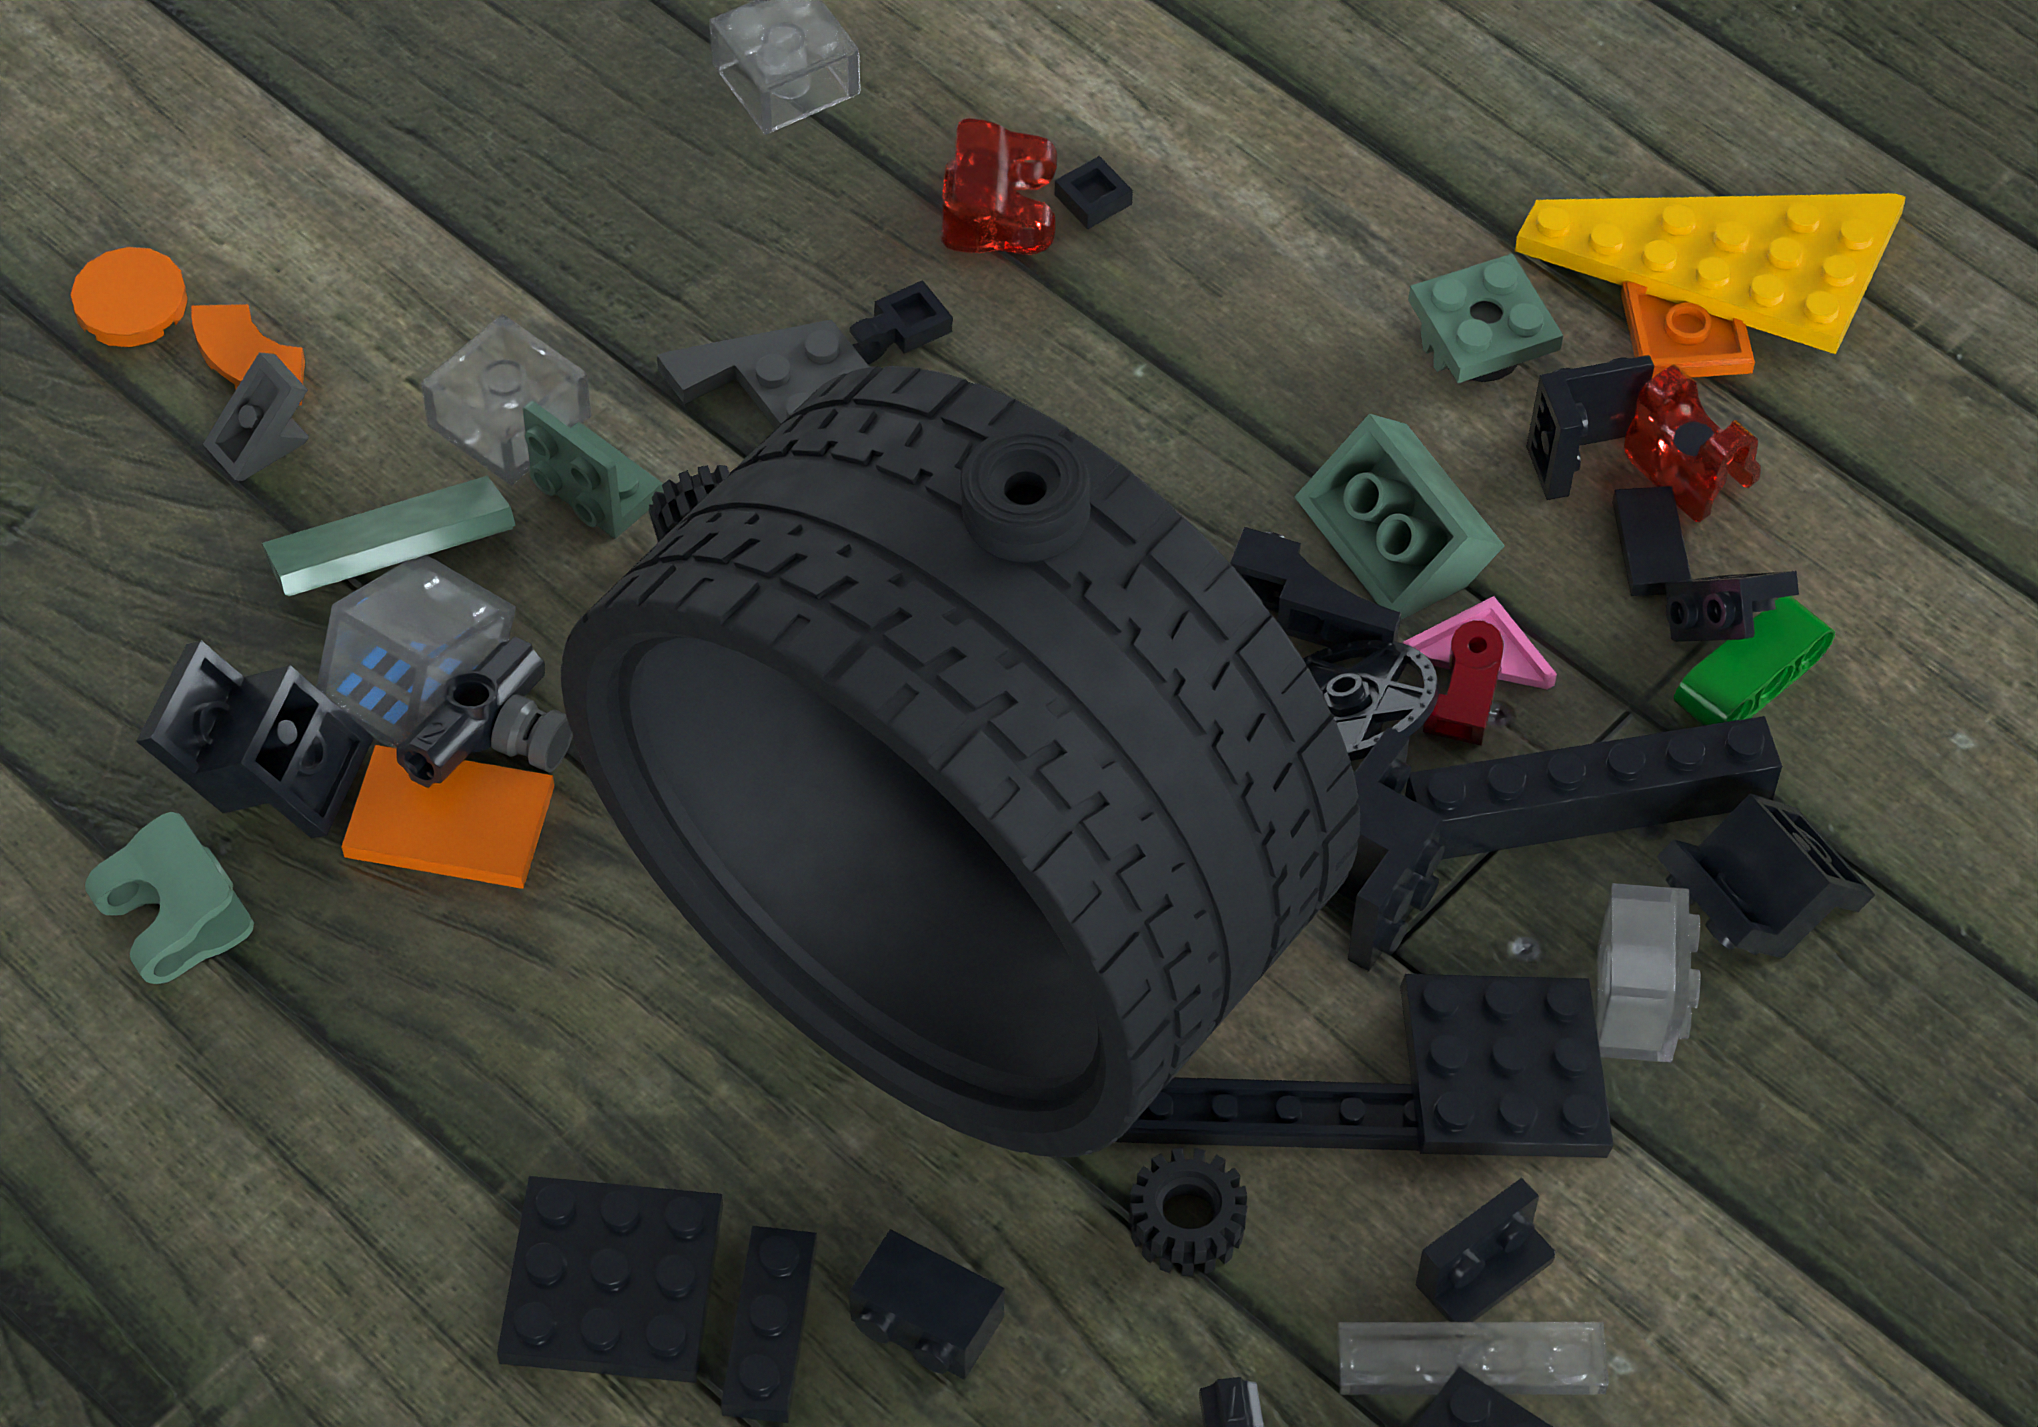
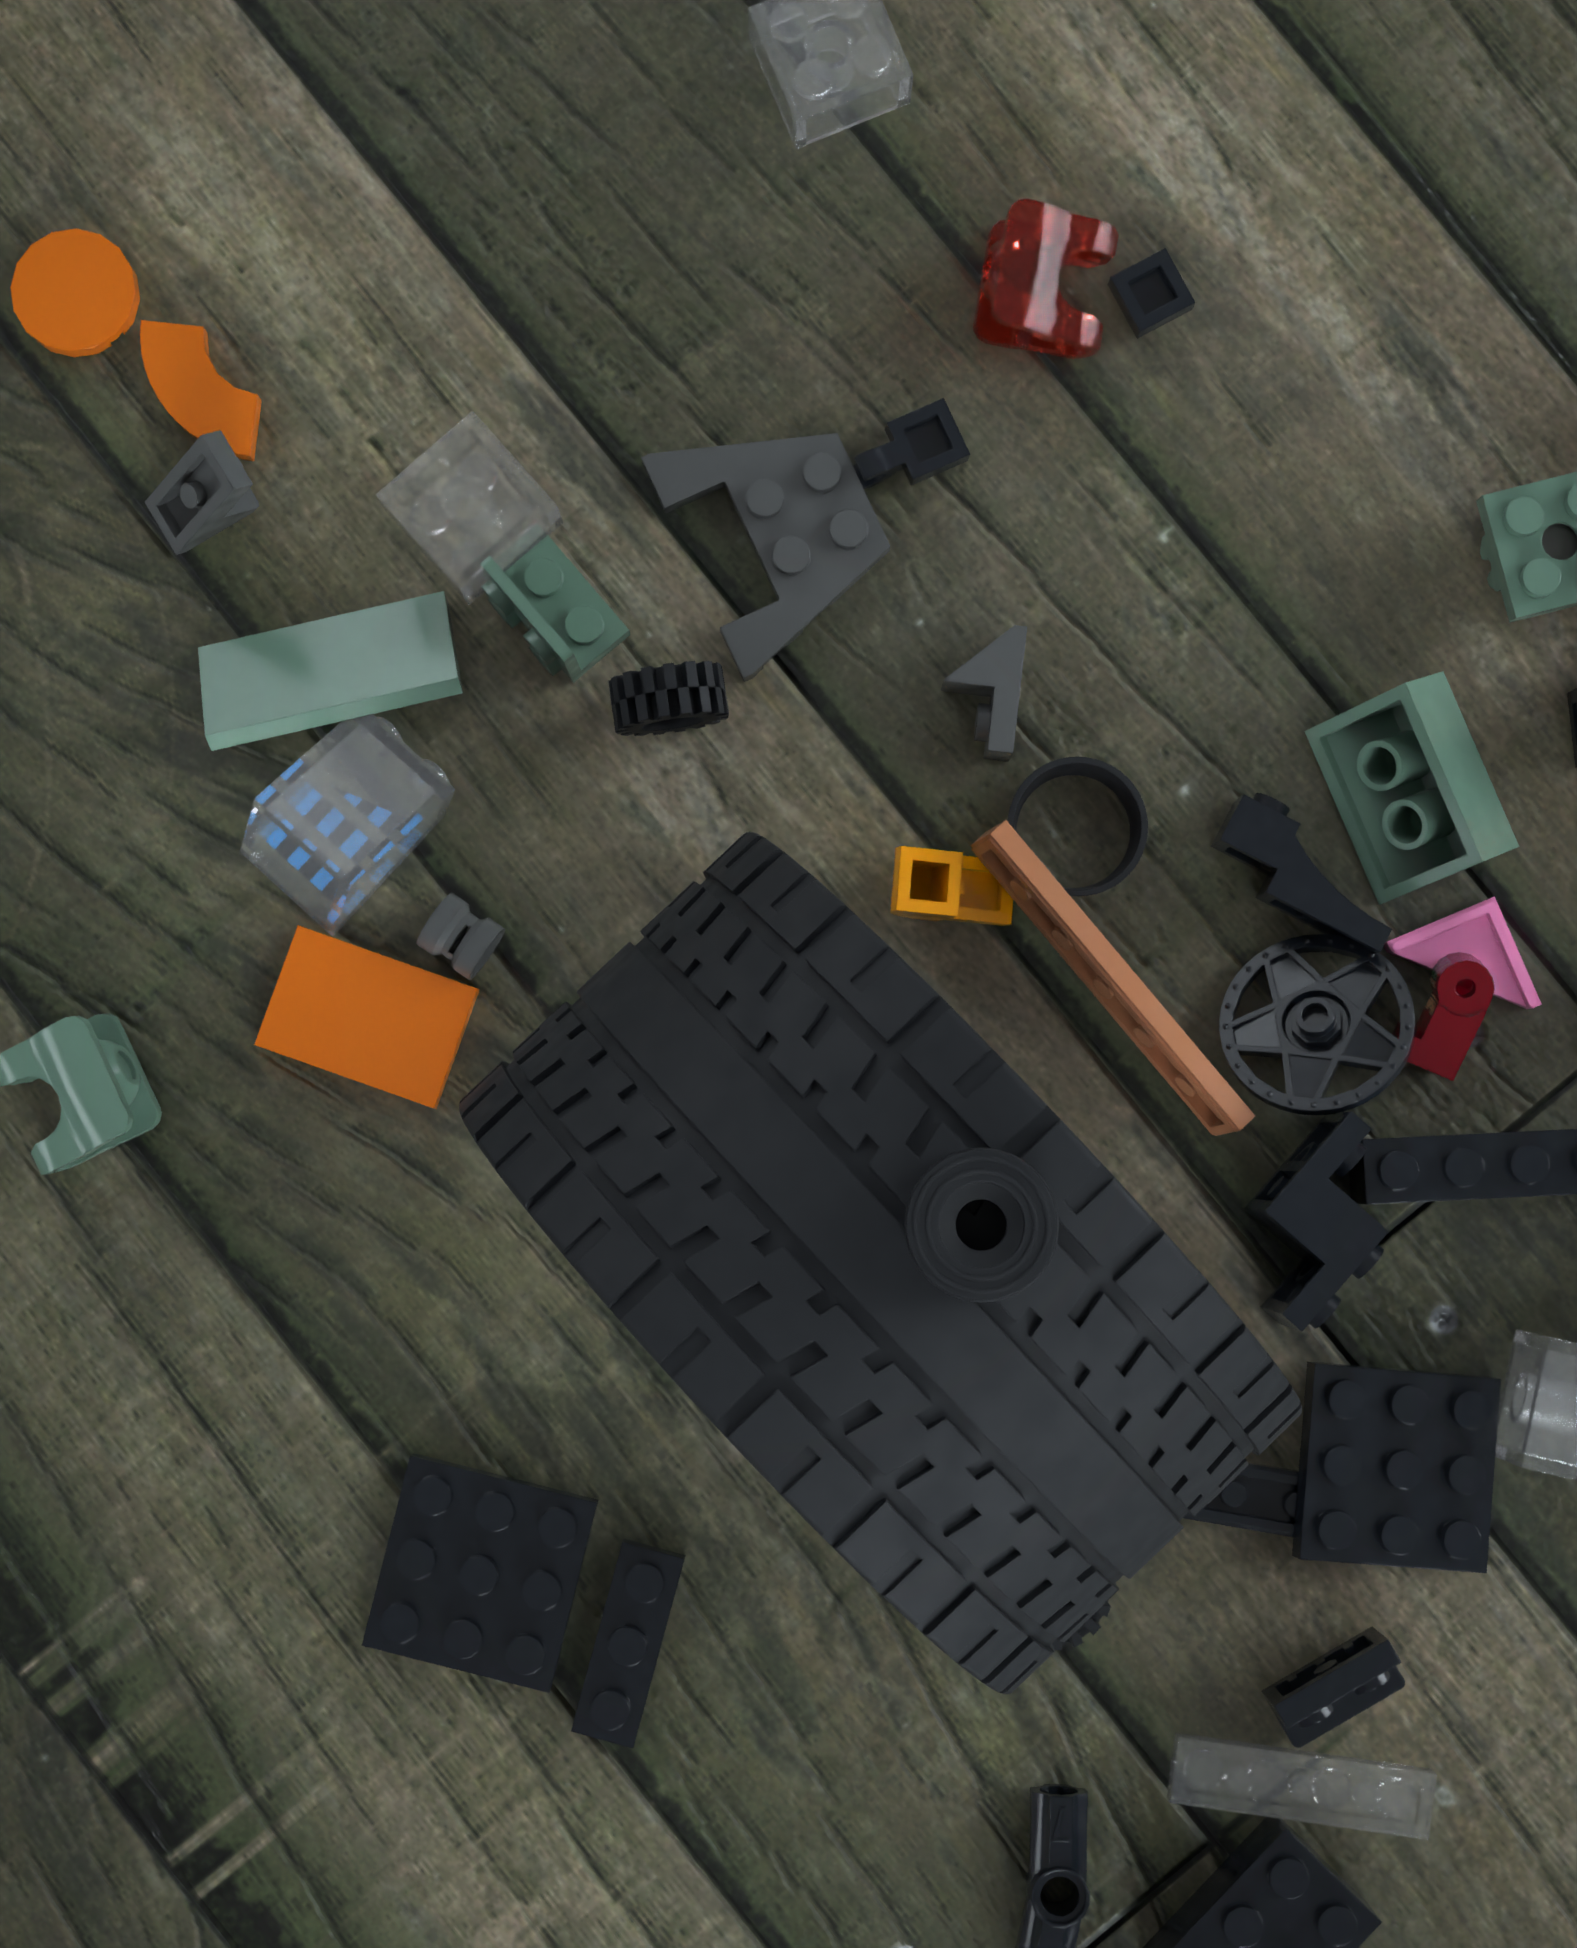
camera: 10 degrees right, 30 degrees up
(255, 739) = (169, 919): black bracket -> none
(469, 712) = (373, 941): black piece -> none
(926, 1305) = (780, 1660): black brick -> none

